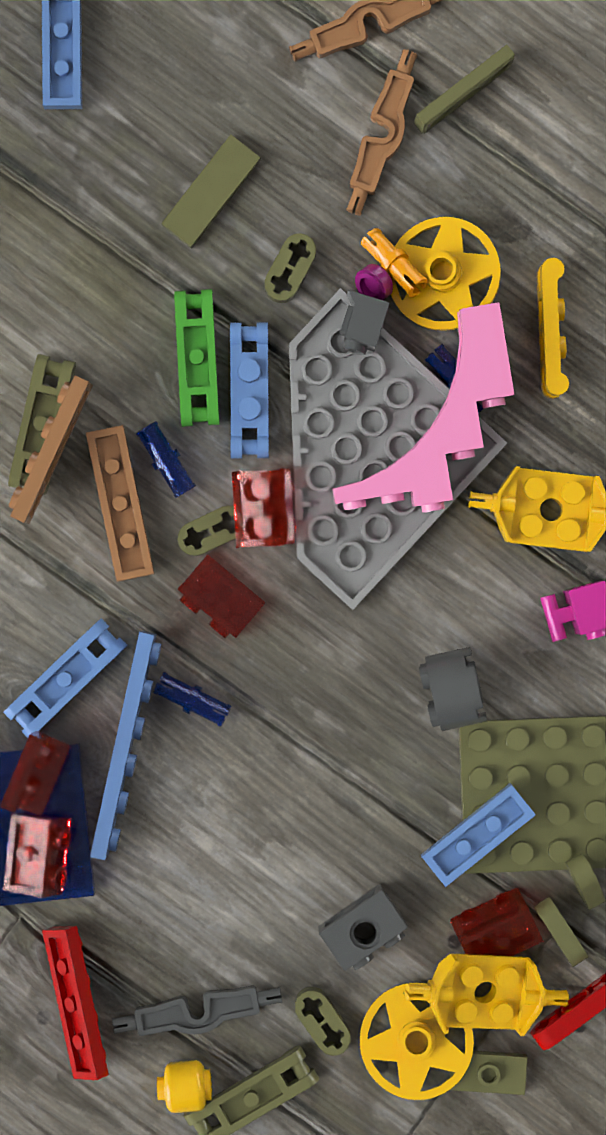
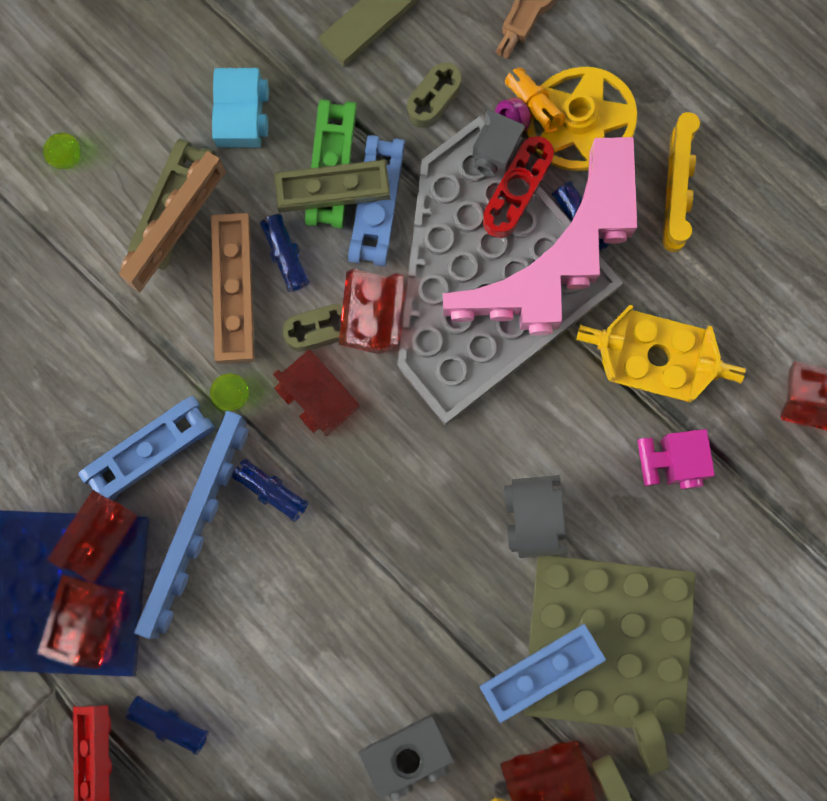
camera: 15 degrees right, 10 degrees down
(92, 313) = (238, 108): none -> medium azure brick
(134, 934) = (167, 725): none -> clear blue pin
(135, 609) = (229, 392): none -> clear neon green plate
(203, 386) = (332, 186): none -> olive tile
(409, 338) = (521, 159): none -> red beam

